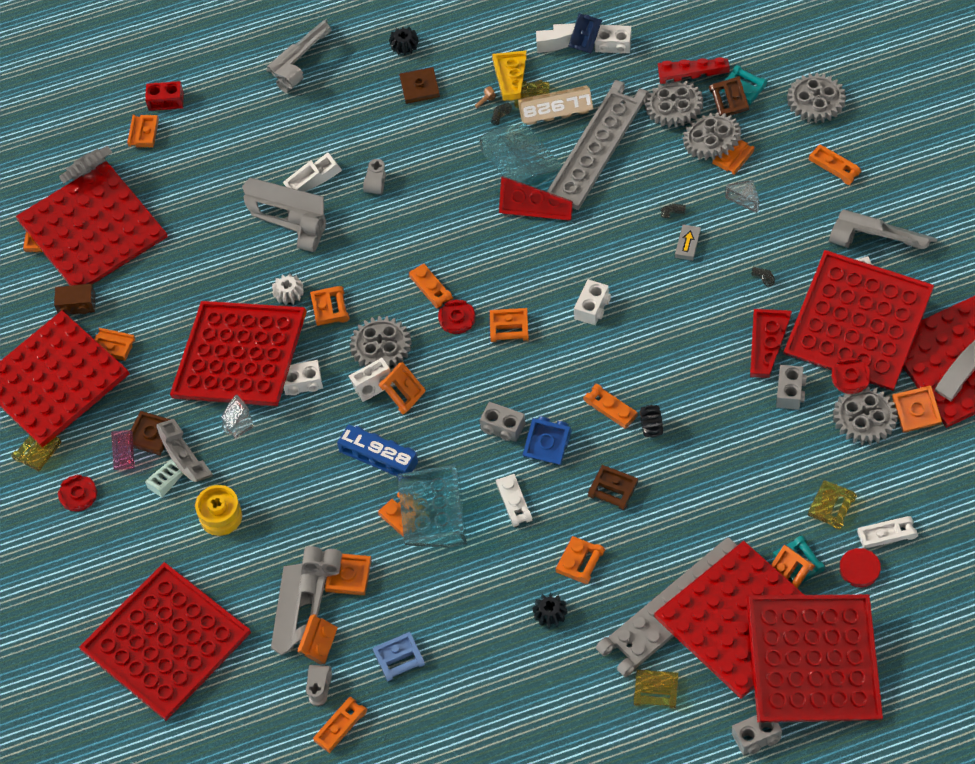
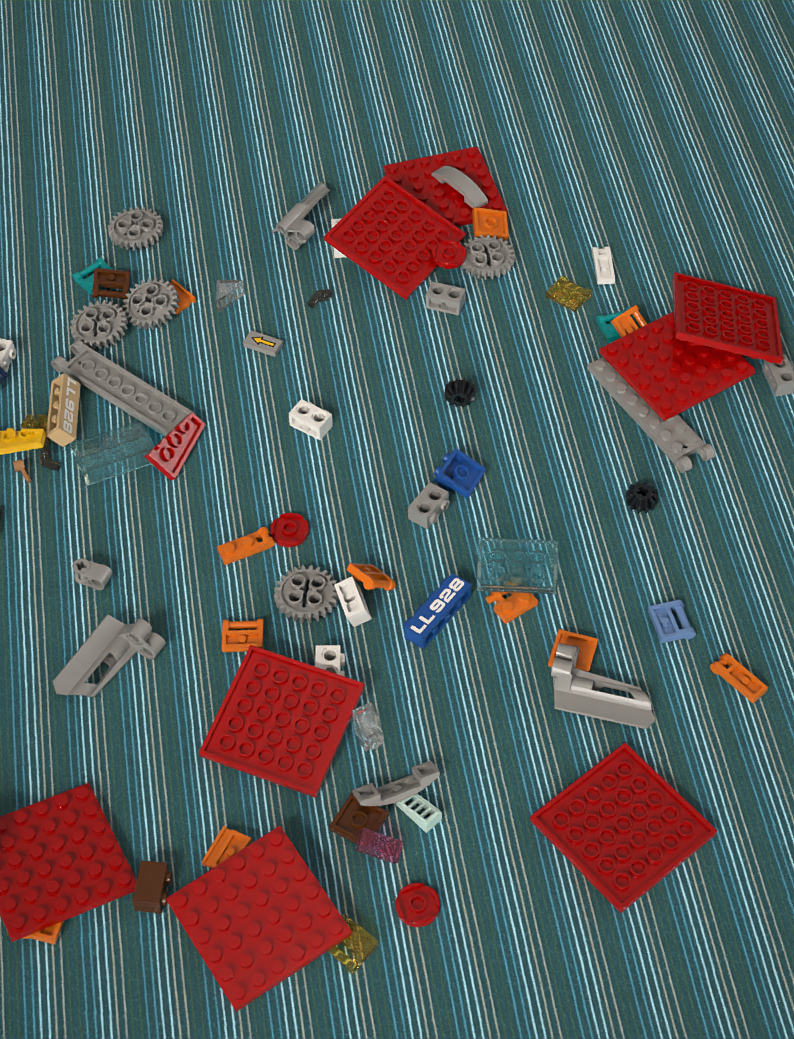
camera: 85 degrees left, 5 degrees down
(218, 510) = (478, 757): yellow wheel -> none
(287, 289) = (210, 669): white gear -> none
(313, 173) = (62, 630): white slope -> none
(317, 639) = (652, 685): orange plate -> none
(318, 683) = (692, 689): light grey piece -> none
(509, 320) = (309, 486): orange plate -> none
(513, 500) = (516, 511): white plate -> none
(574, 557) = (586, 475): orange plate -> none
(610, 406) = (429, 425): orange plate -> none
(616, 482) = (515, 431): reddish brown plate -> none
(657, 683) = (722, 437): clear yellow plate -> none
(673, 208) = (221, 348): clear smoke arm -> none
(676, 70) = (62, 309): red wing -> none
(767, 337) = (384, 305): red wing -> none
(834, 164) = (214, 230): orange plate -> none
(860, 567) = (632, 288): red tile -> none

